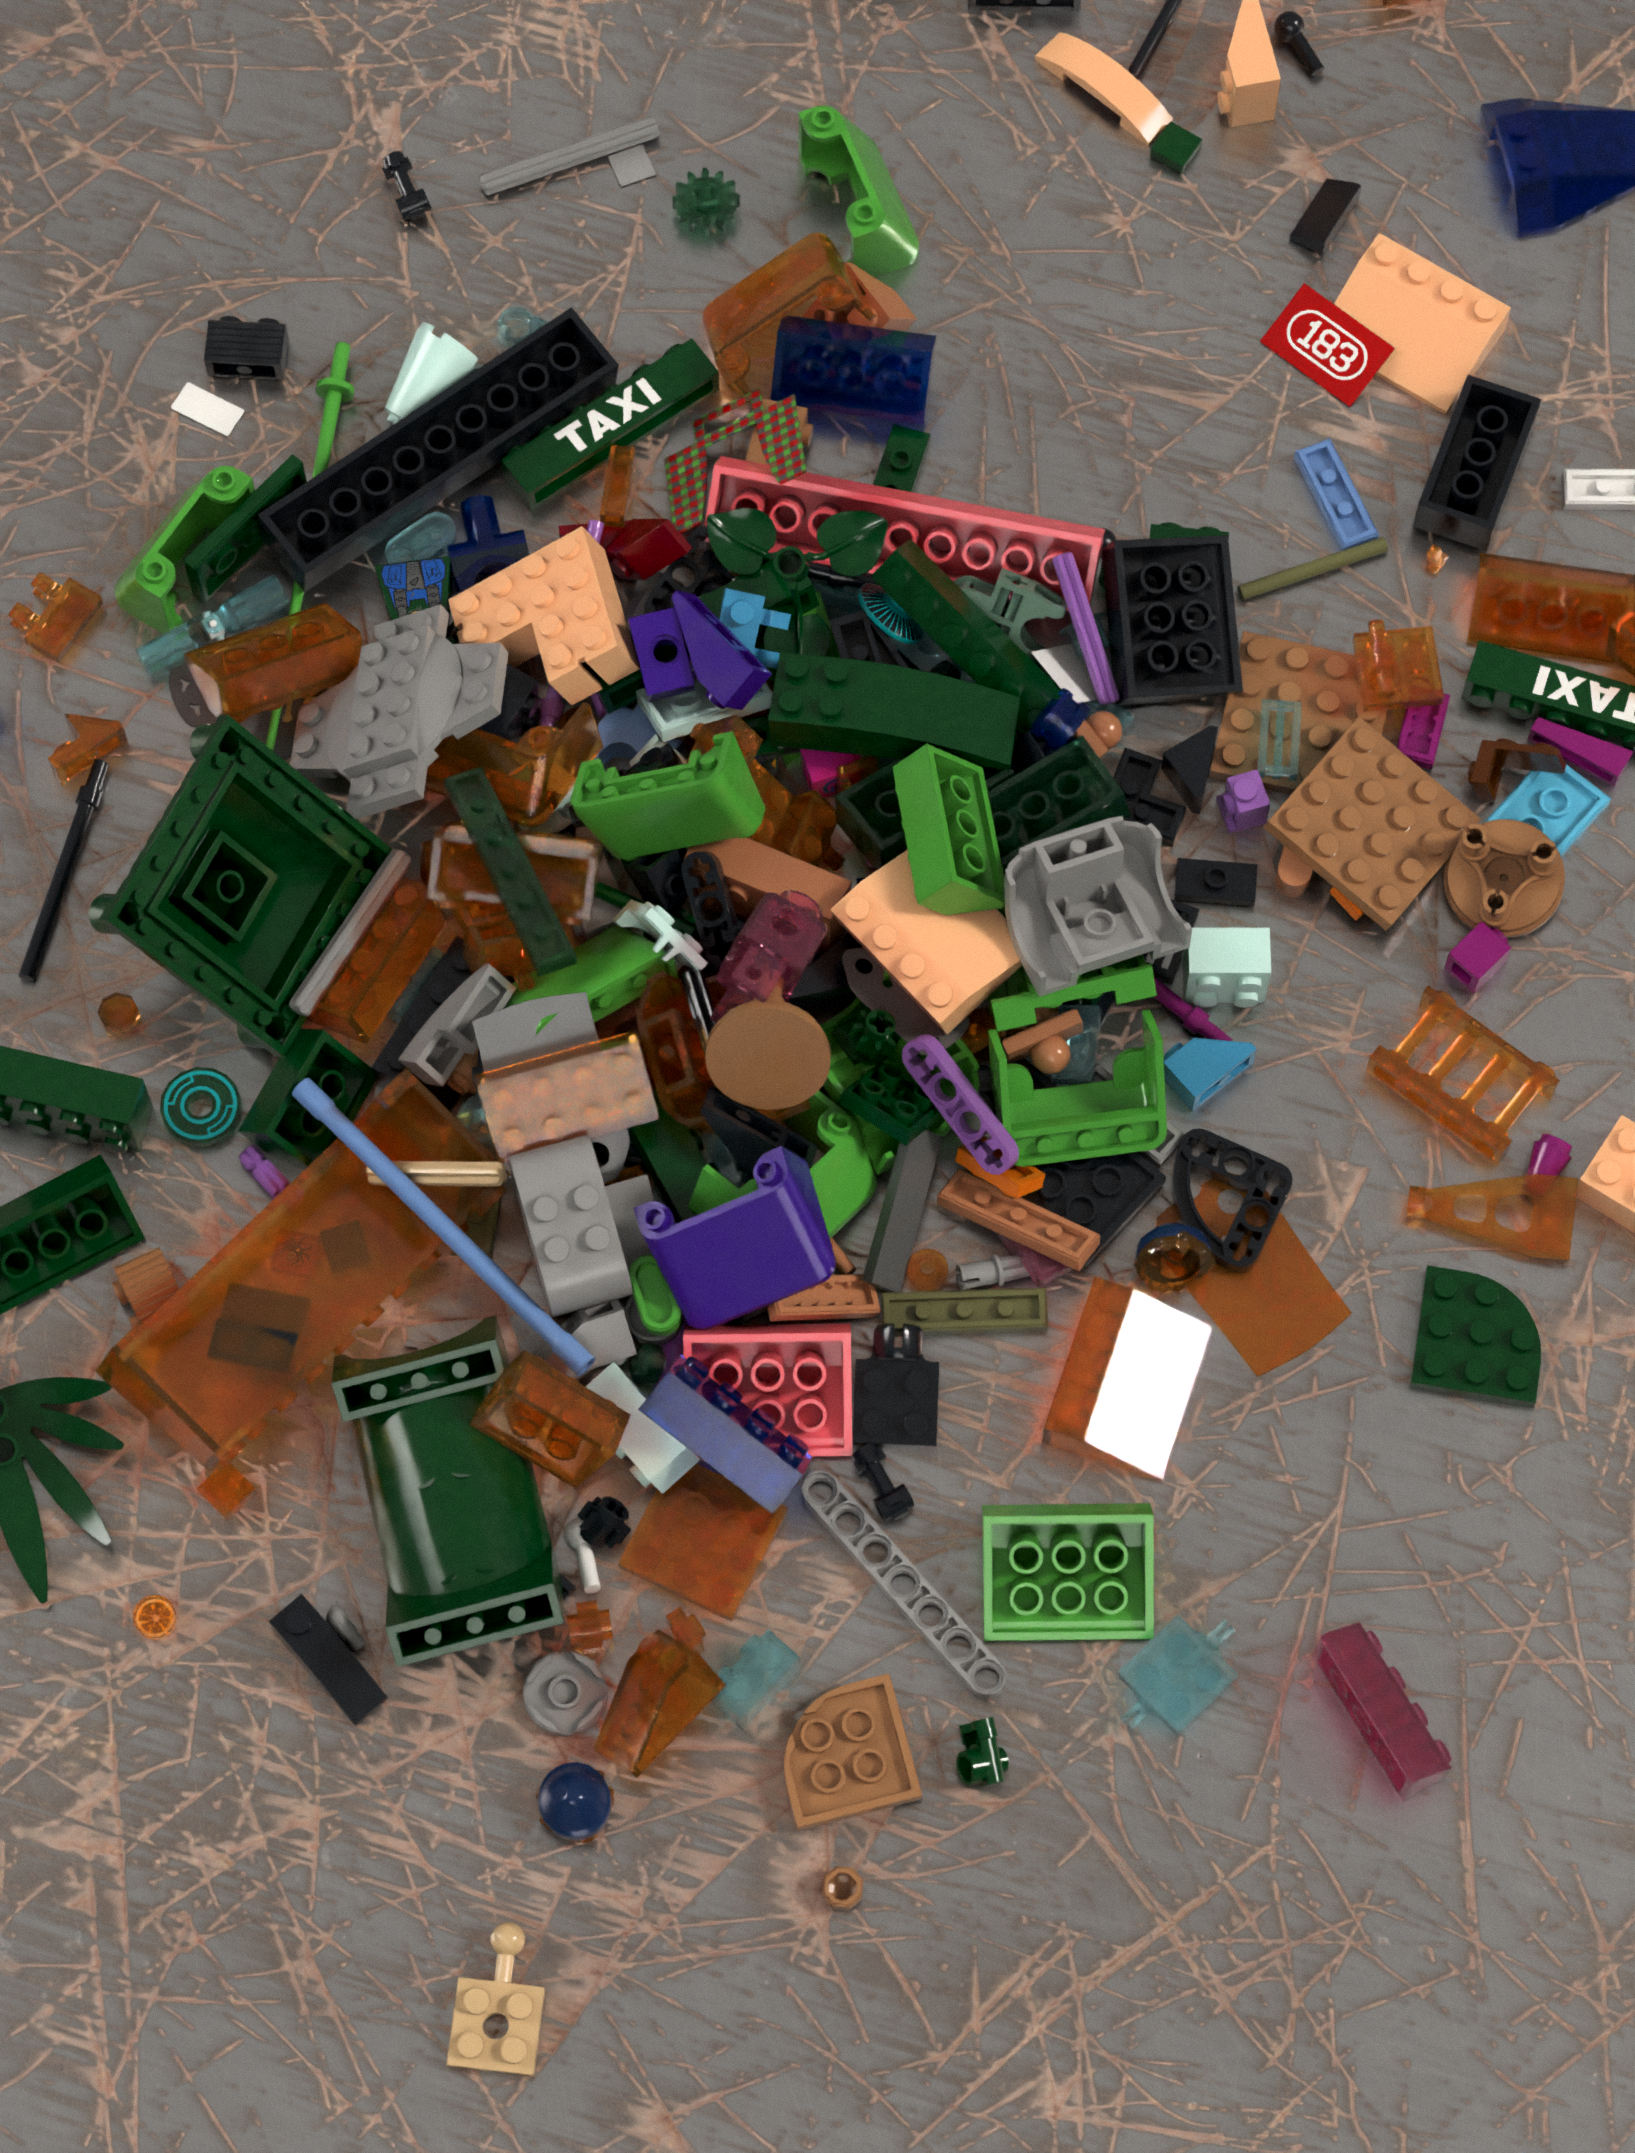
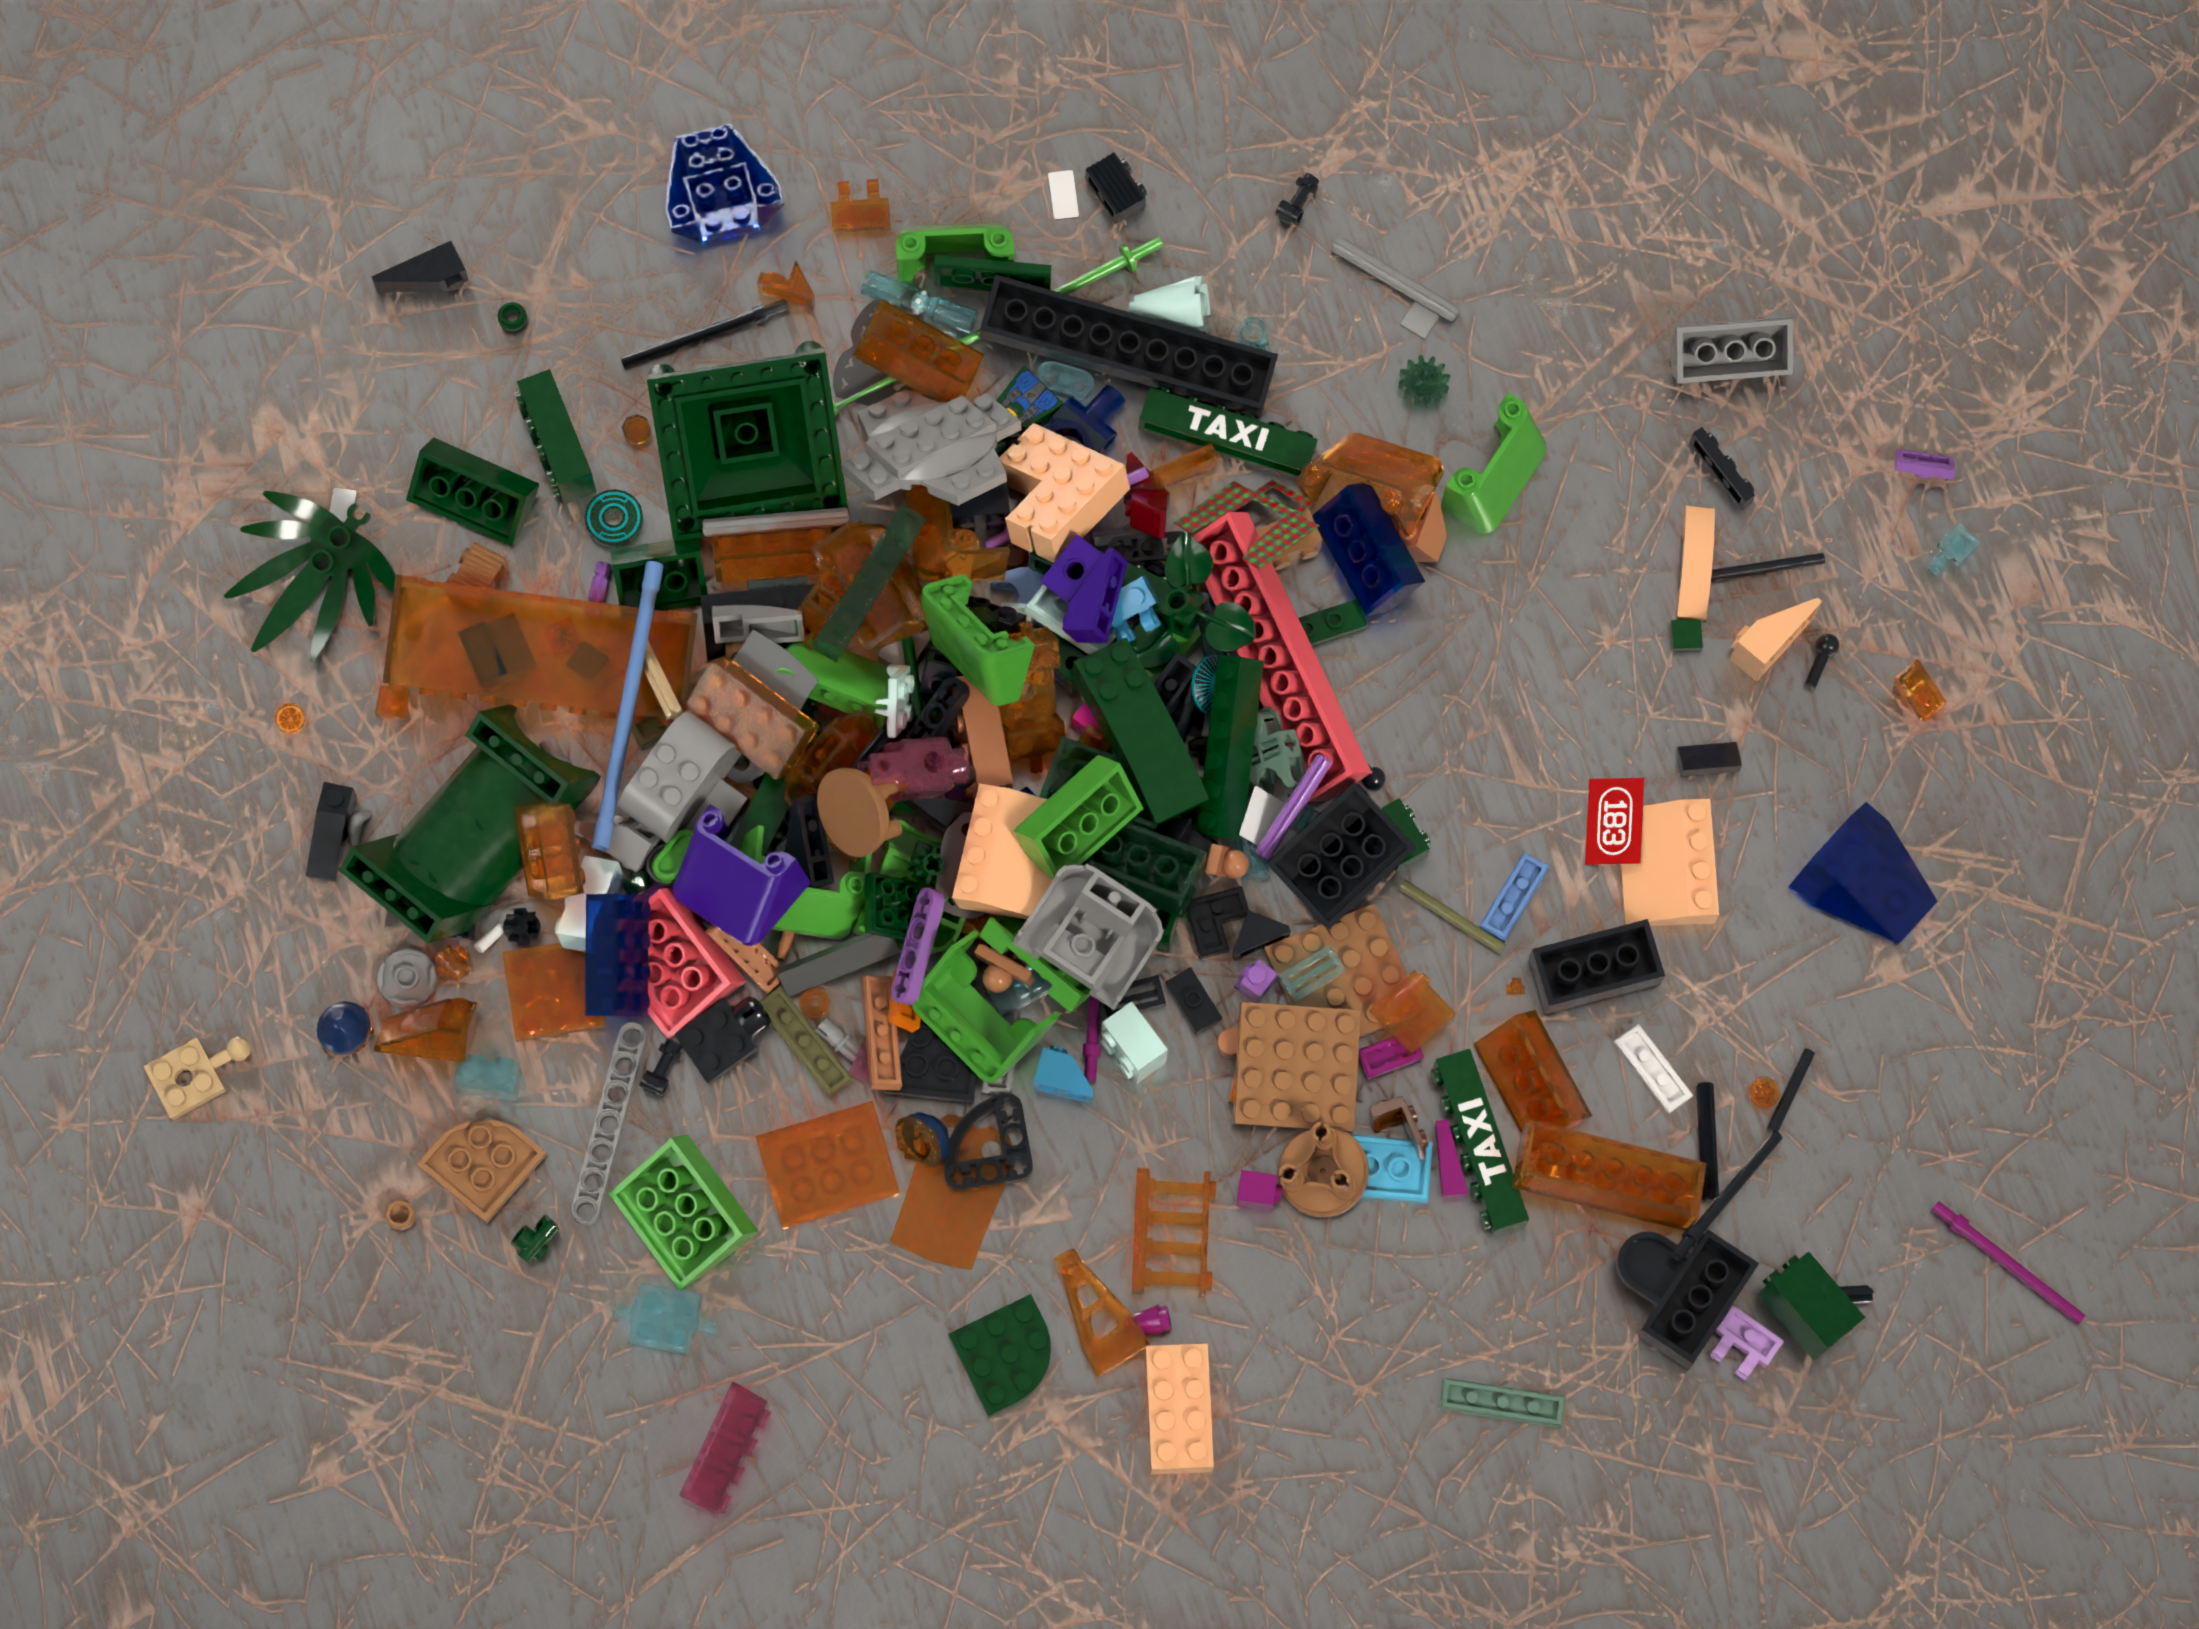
camera: 50 degrees right, 5 degrees up
(686, 1629) = (489, 1020): clear orange plate -> none
(1059, 719) = (1208, 831): clear blue wheel -> none

